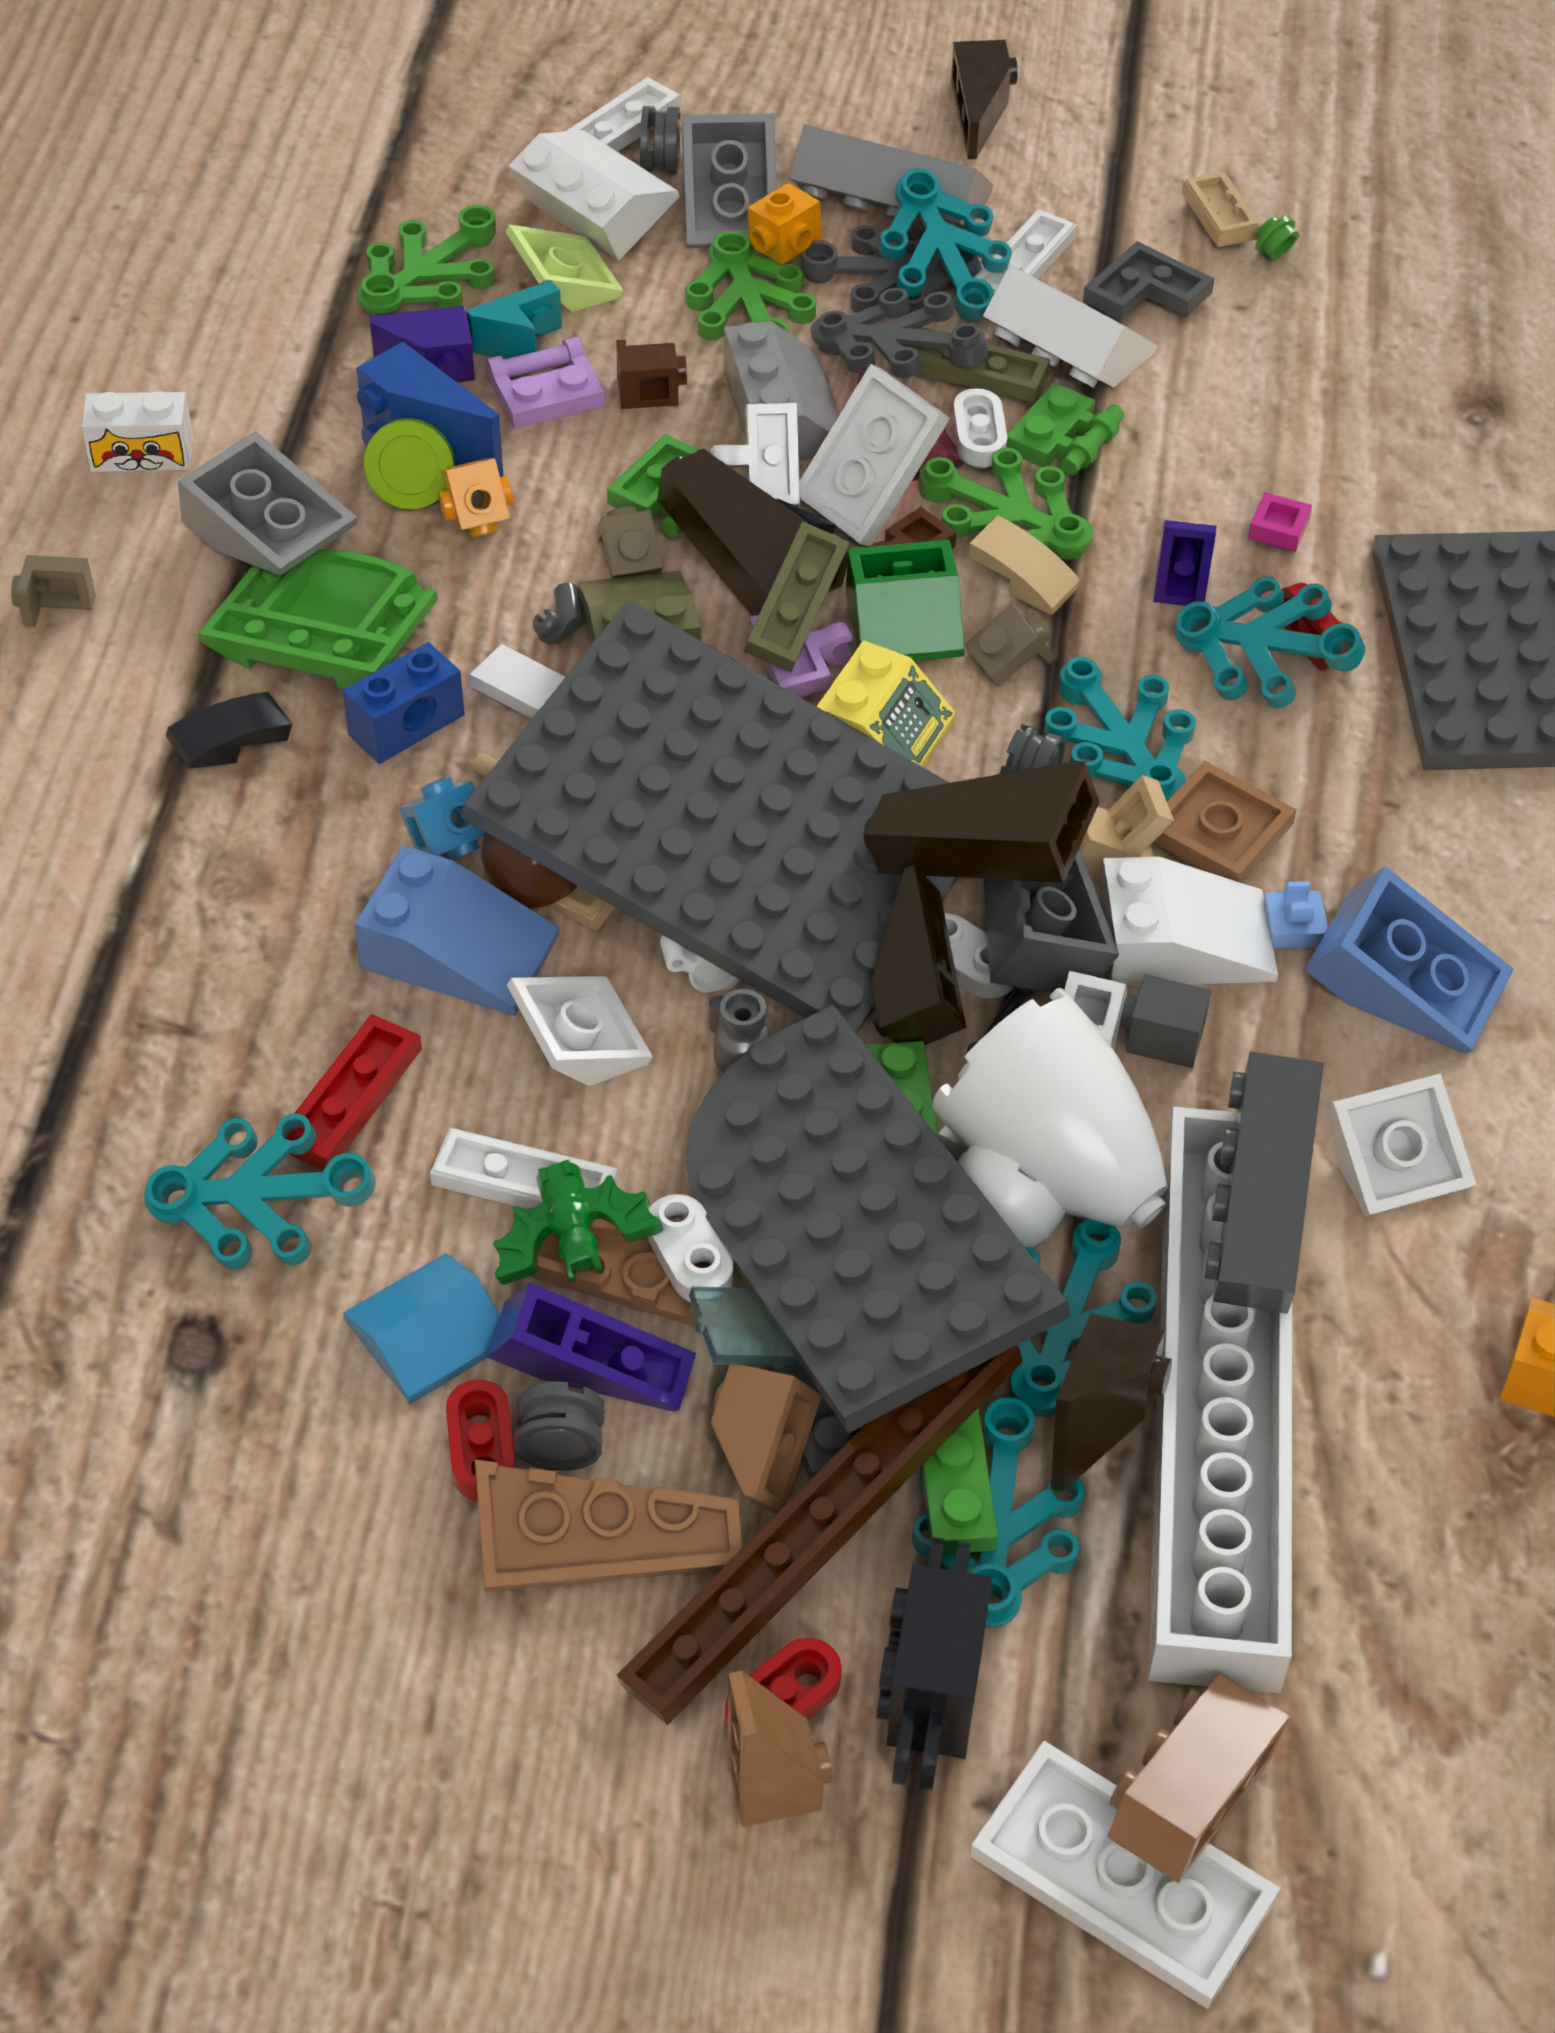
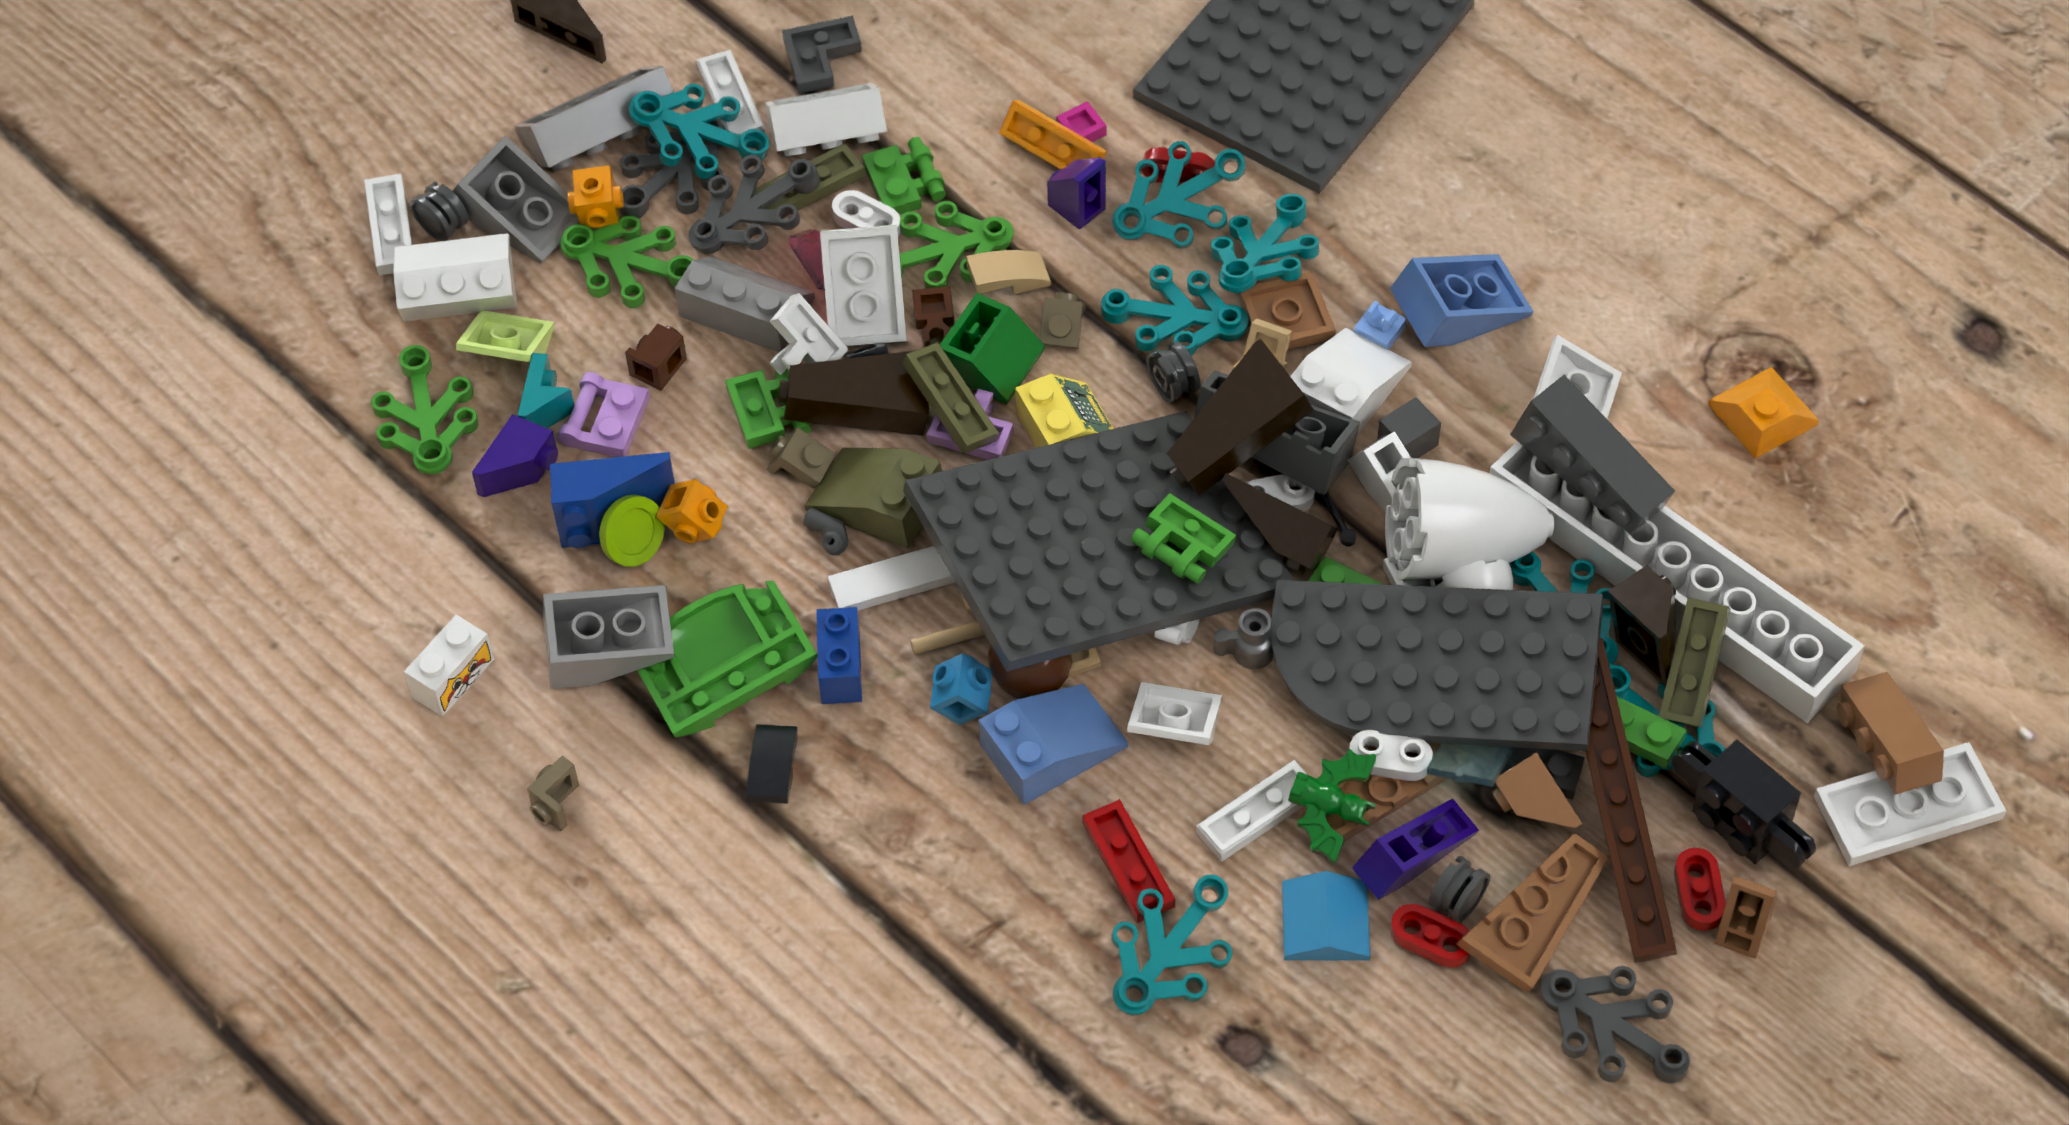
camera: 50 degrees left, 5 degrees up
(505, 1700) = (1611, 1019): none -> dark grey plant
(806, 877) = (1190, 531): none -> bright green plate
(1090, 1479) = (1694, 662): none -> olive plate
(1218, 744) = (1241, 274): none -> teal plant
(1231, 508) = (1046, 136): none -> light orange tile

